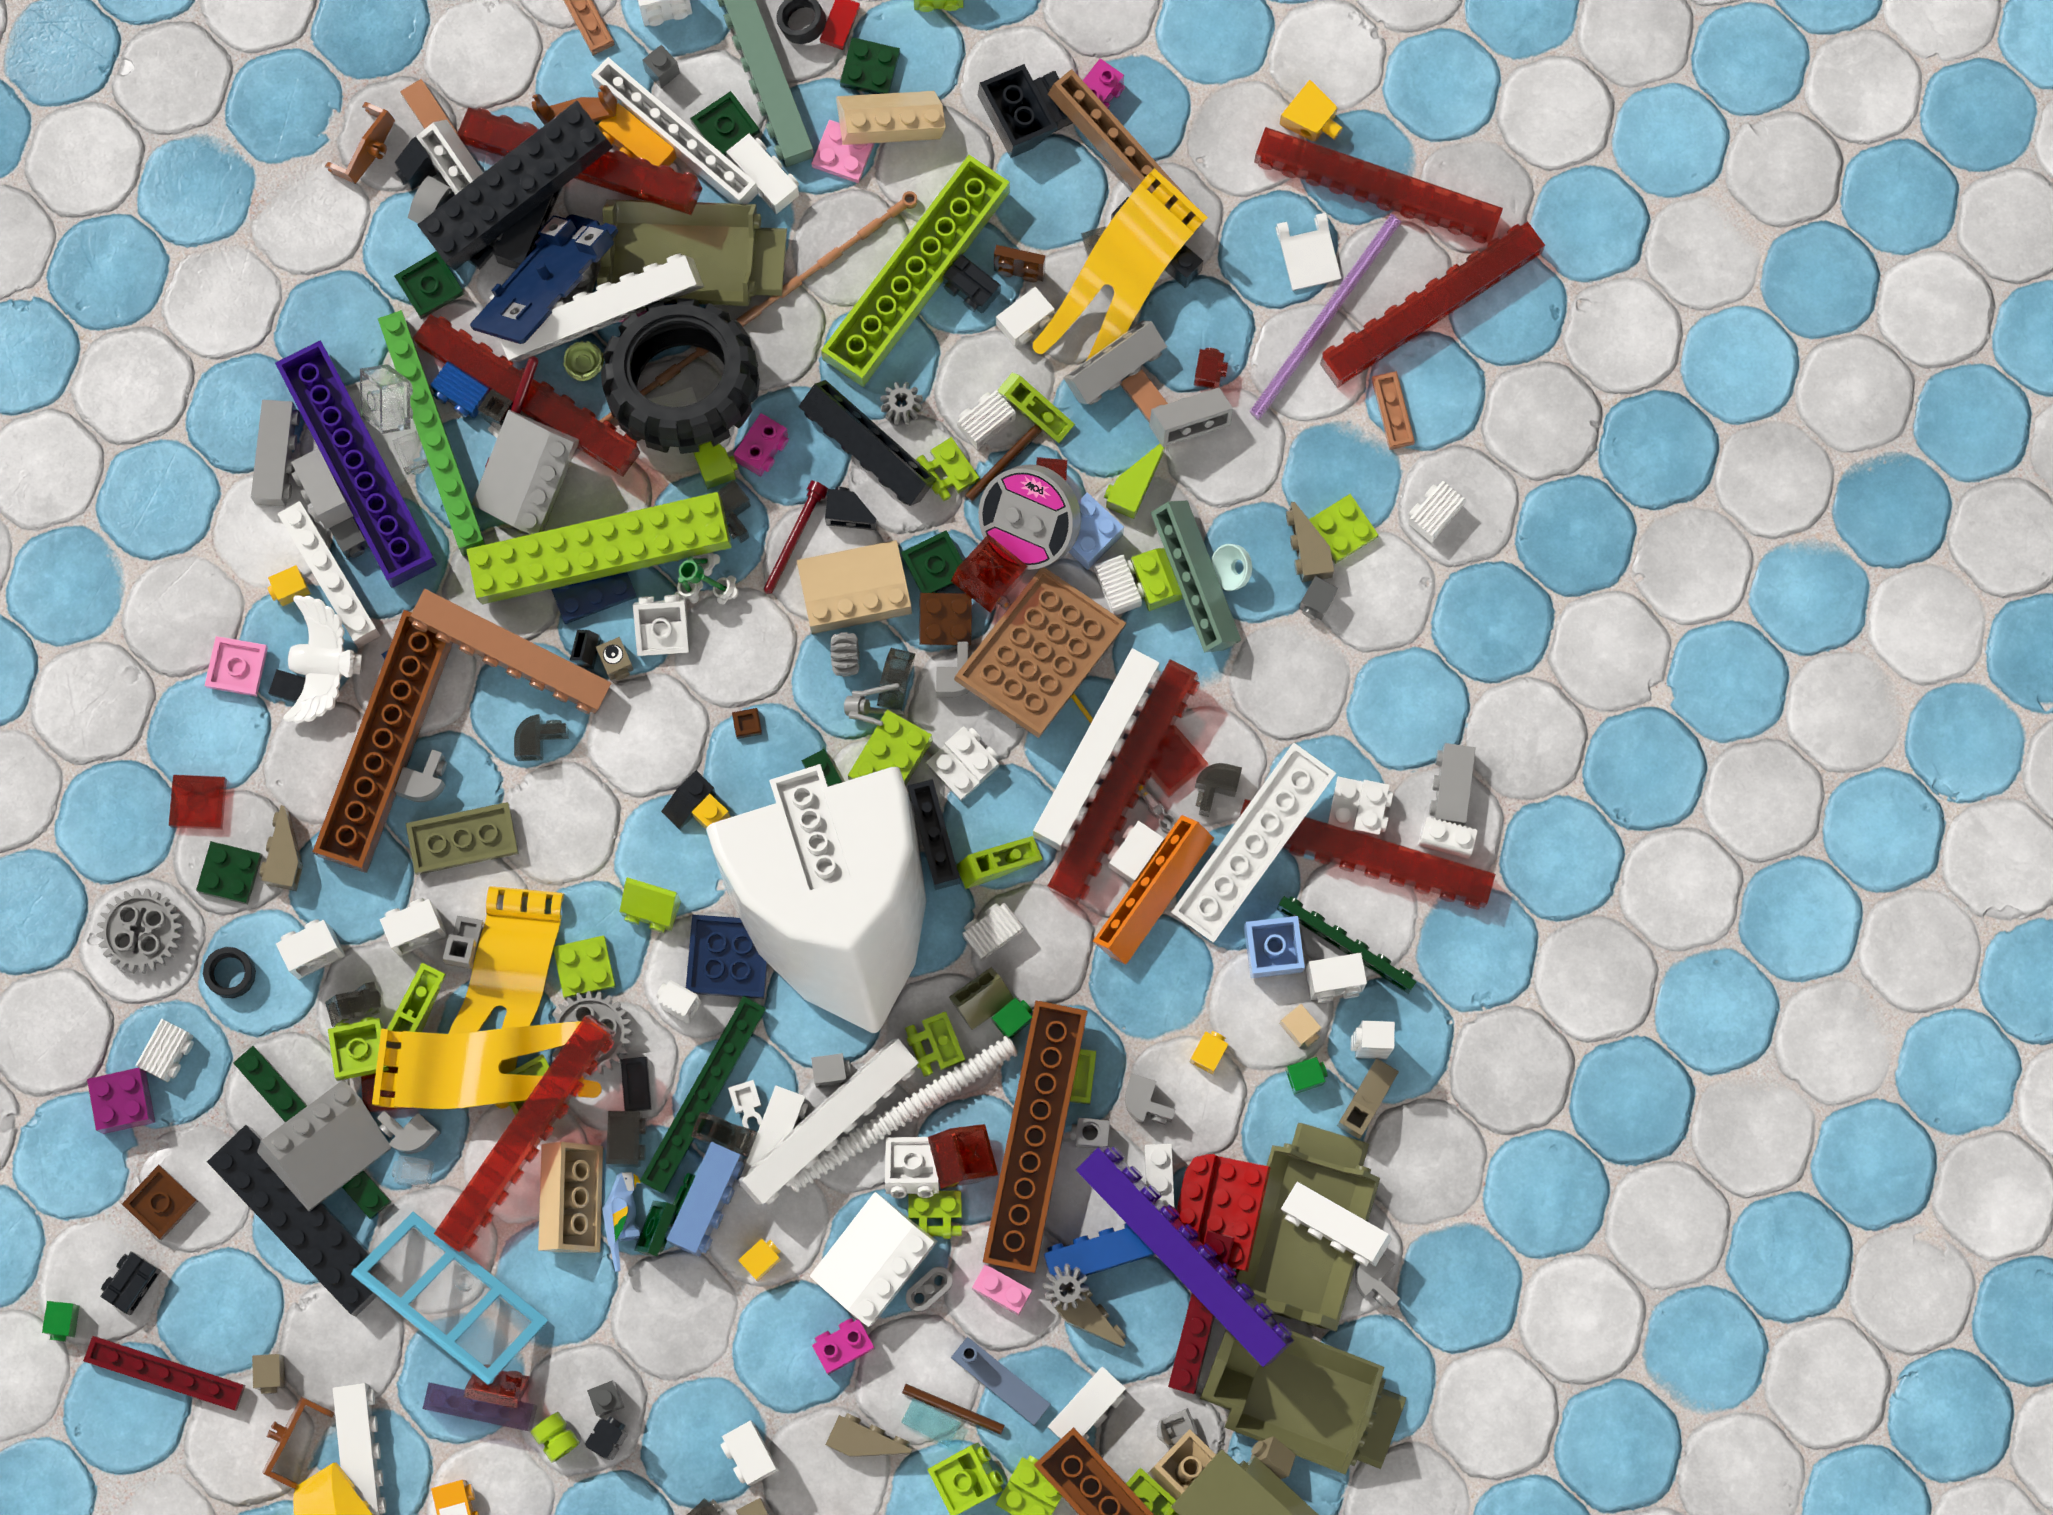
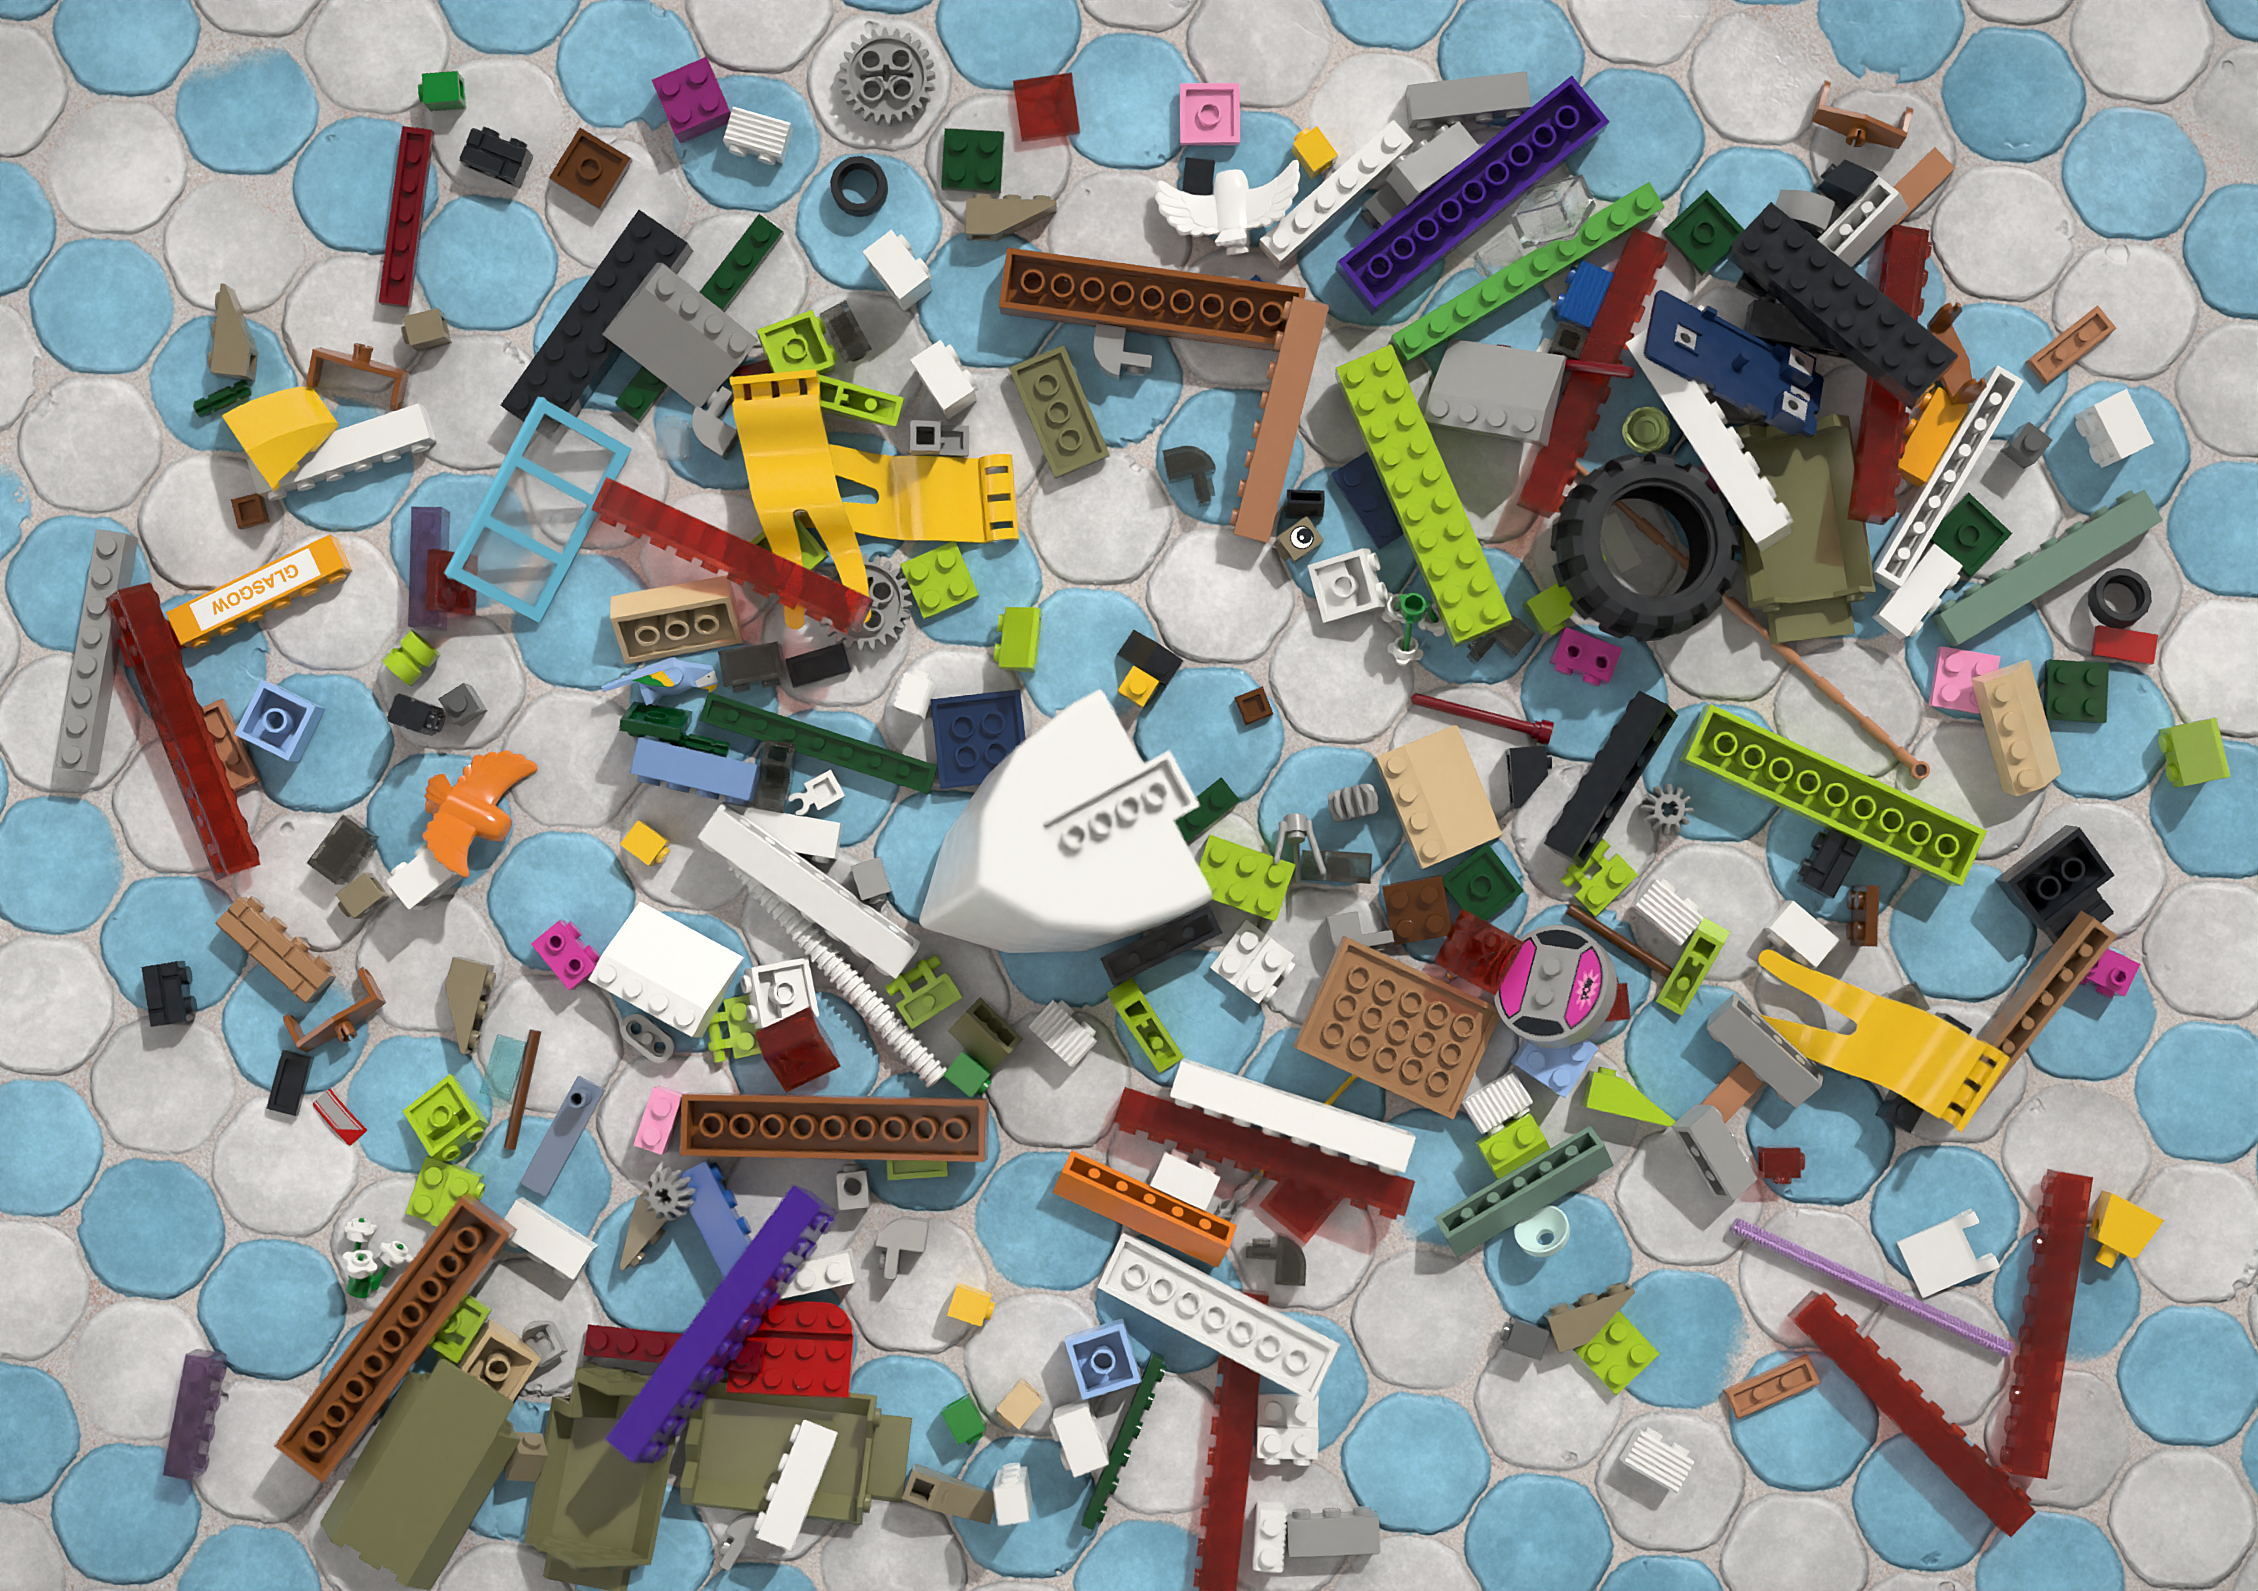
camera: 80 degrees right, 10 degrees up
(697, 1408) = (471, 806): none -> orange animal

